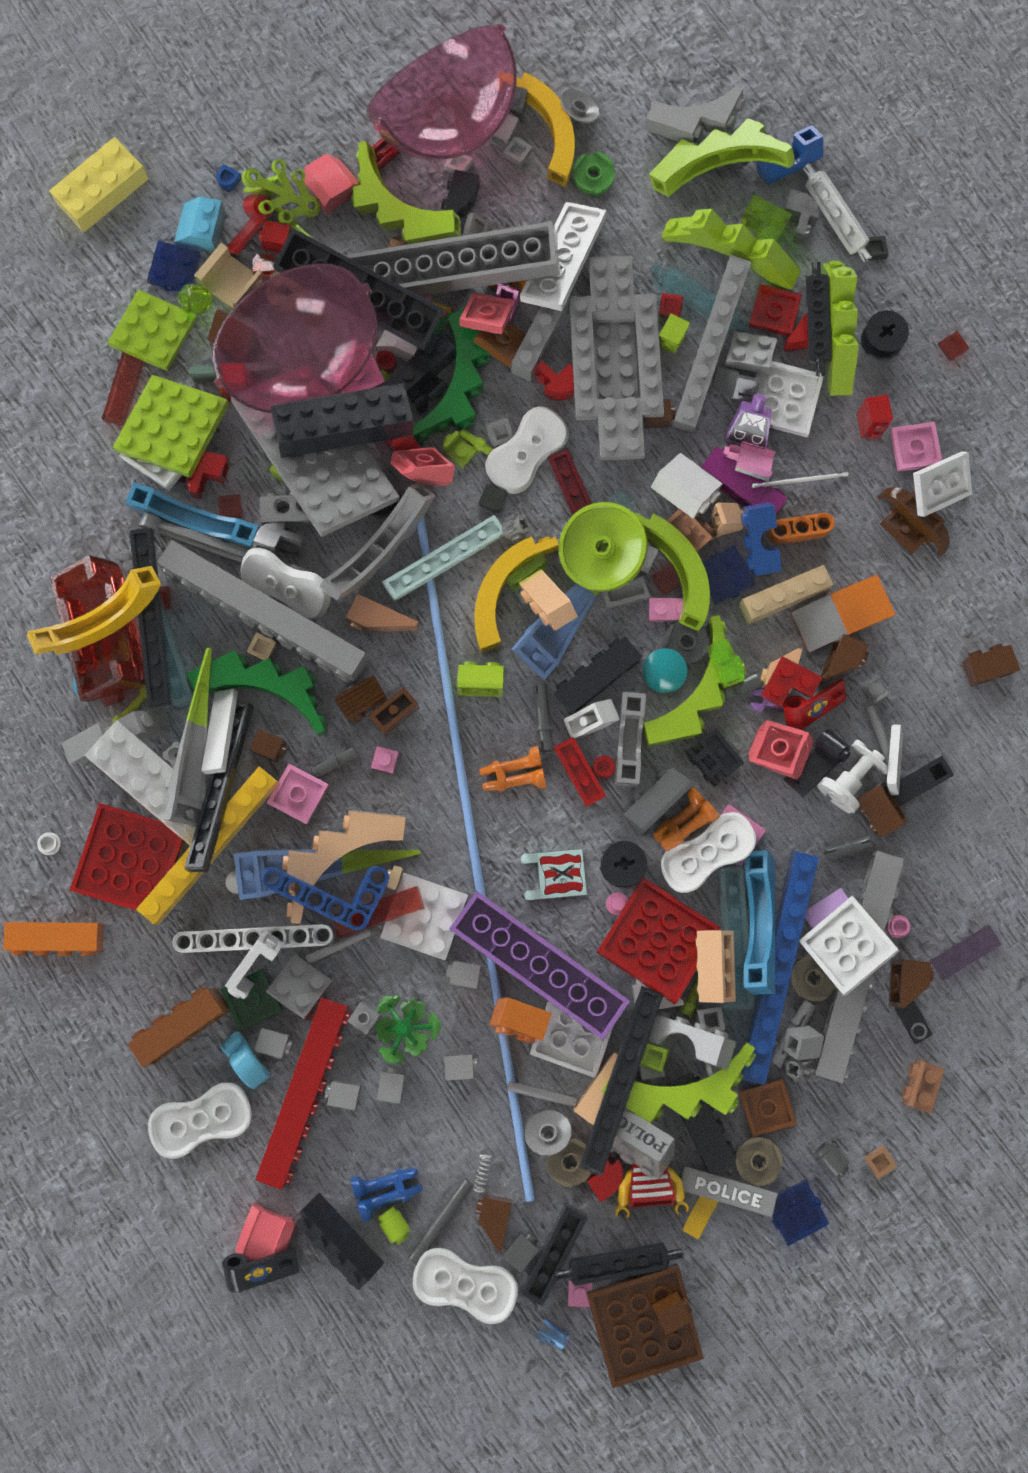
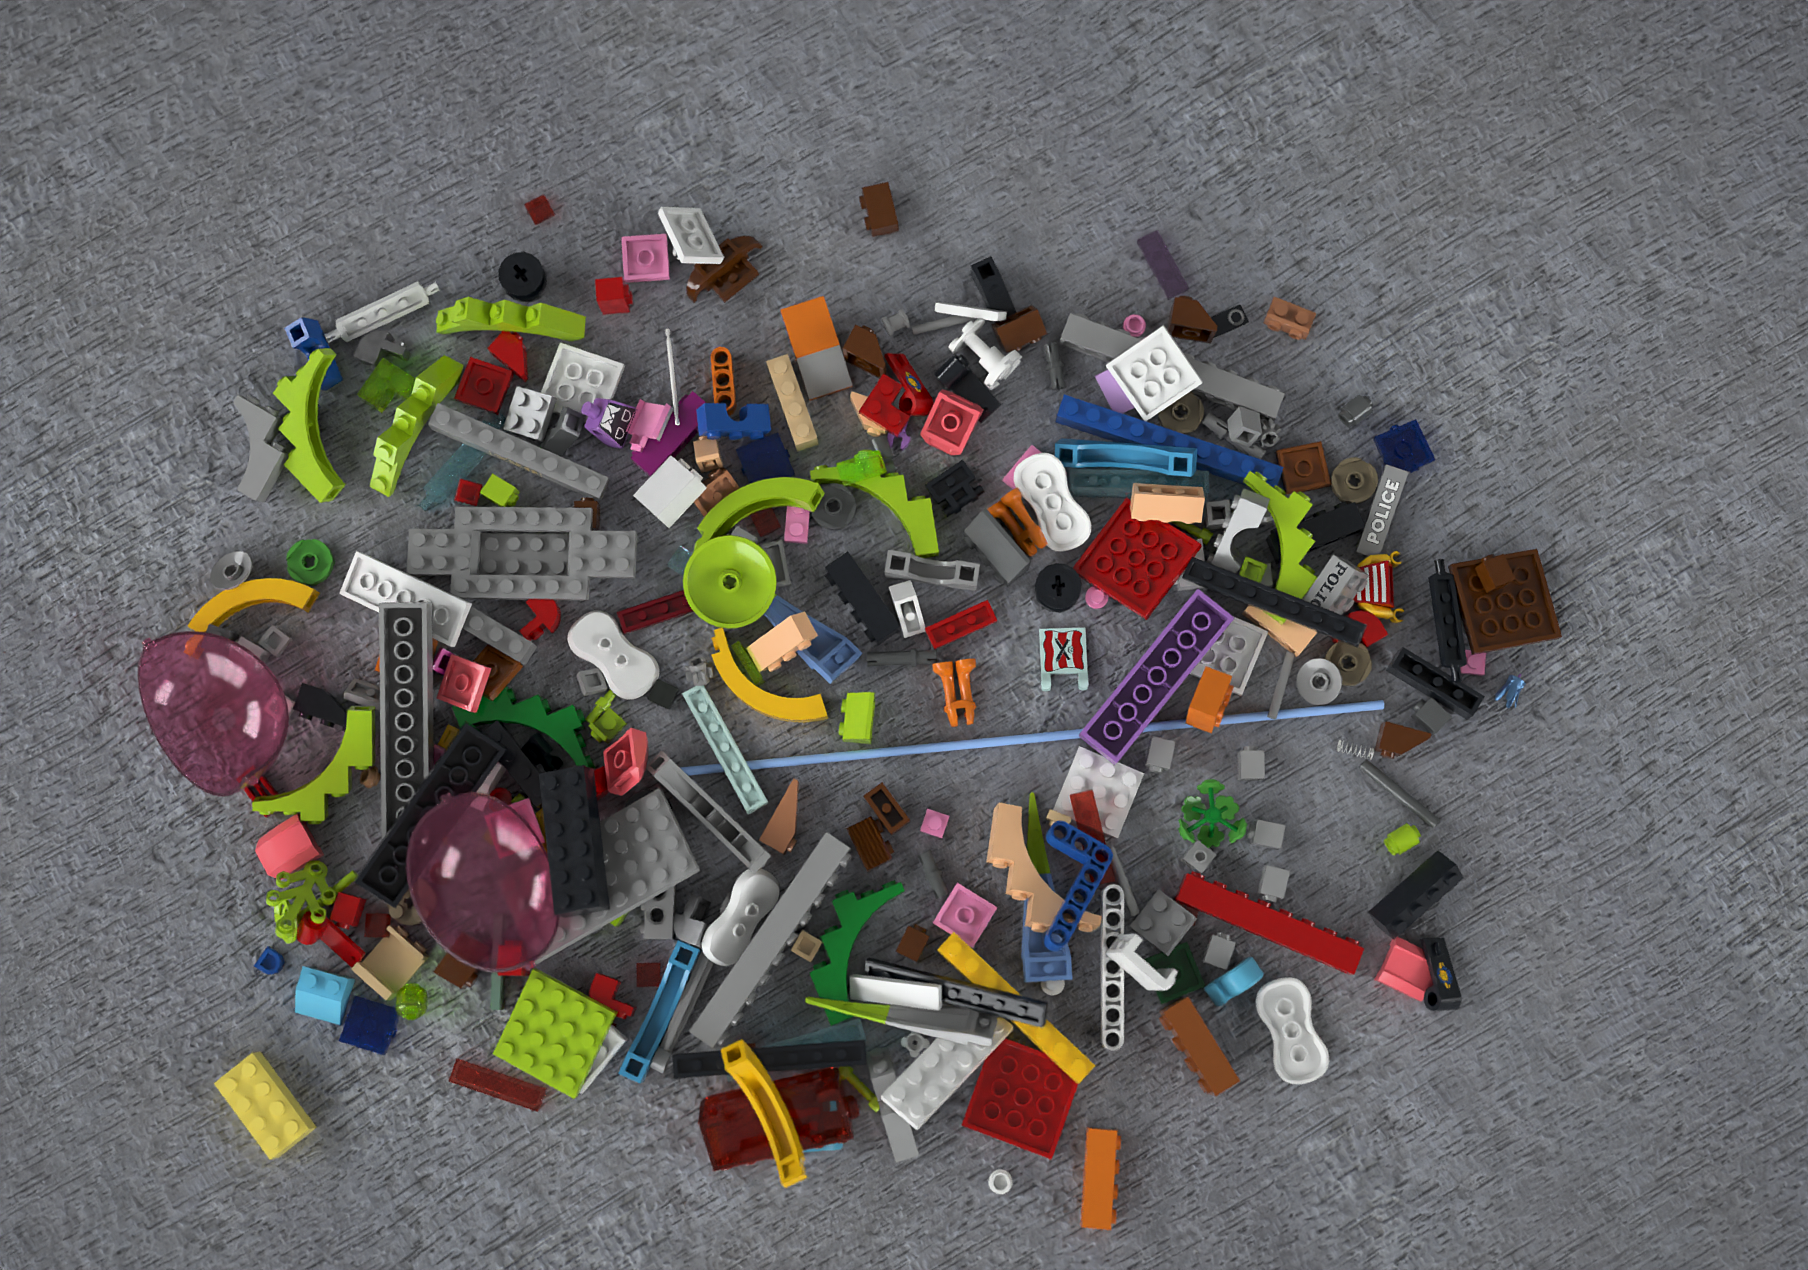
camera: 80 degrees left, 0 degrees up
(152, 330) = (441, 1051): lime plate -> none
(364, 1187) = (1382, 863): blue piece -> none
(481, 1290) = (1467, 757): white plate -> none
(603, 767) = (956, 600): red tile -> none
(665, 670) = (862, 530): teal dish -> none
(699, 1216) = (1404, 542): yellow sticker -> none
(818, 319) = (502, 341): black plate -> none
(877, 248) = (424, 274): pearl dark grey tile -> none
(880, 1162) = (1359, 365): medium nougat plate -> none

